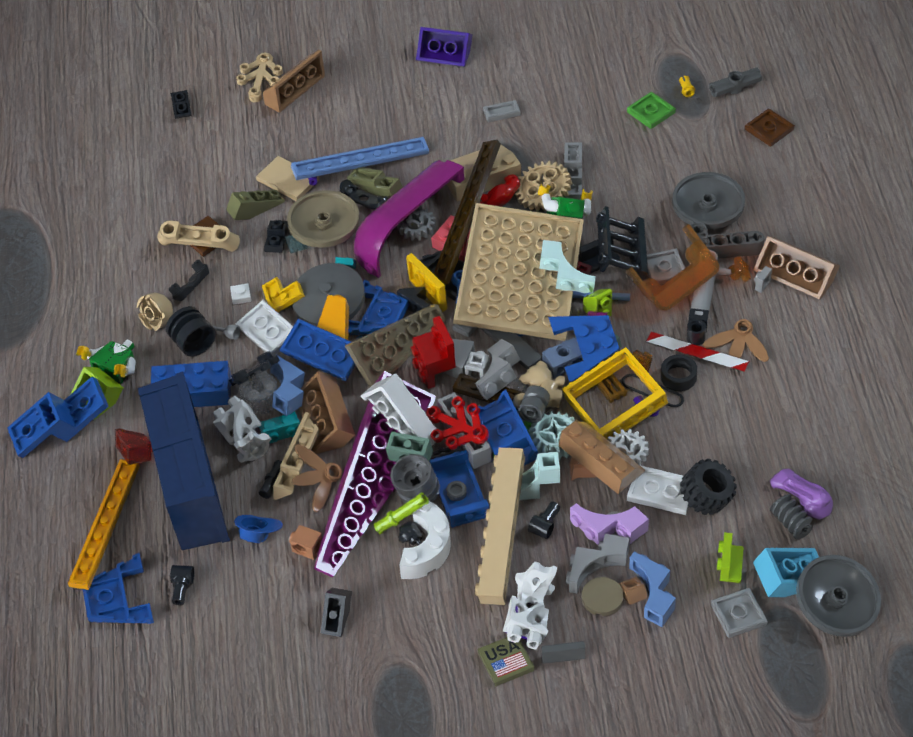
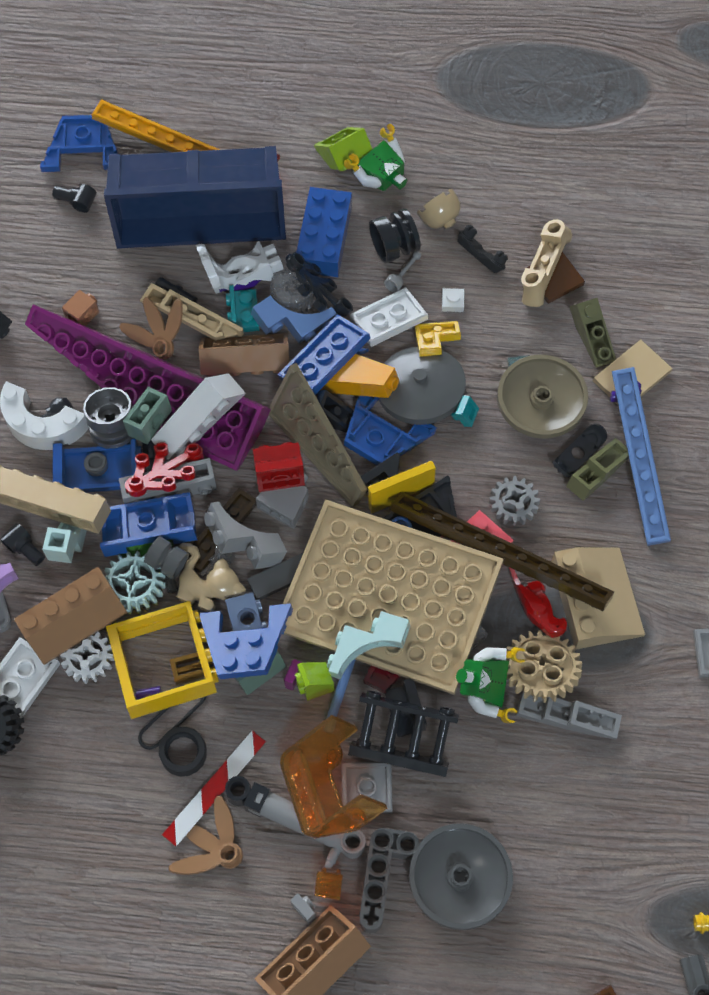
camera: 100 degrees right, 15 degrees up
(57, 417) = (312, 108): blue bracket -> none
(255, 528) = (111, 265): blue piece -> none
(276, 236) = (527, 345): black slope -> none
(380, 223) = (527, 482): magenta panel -> none
(394, 517) = (73, 392): lime pin -> none
(477, 362) = (264, 519): white window -> none
(643, 358) = (210, 709): clear orange tile -> none
(651, 110) = (672, 857): bright green tile -> none

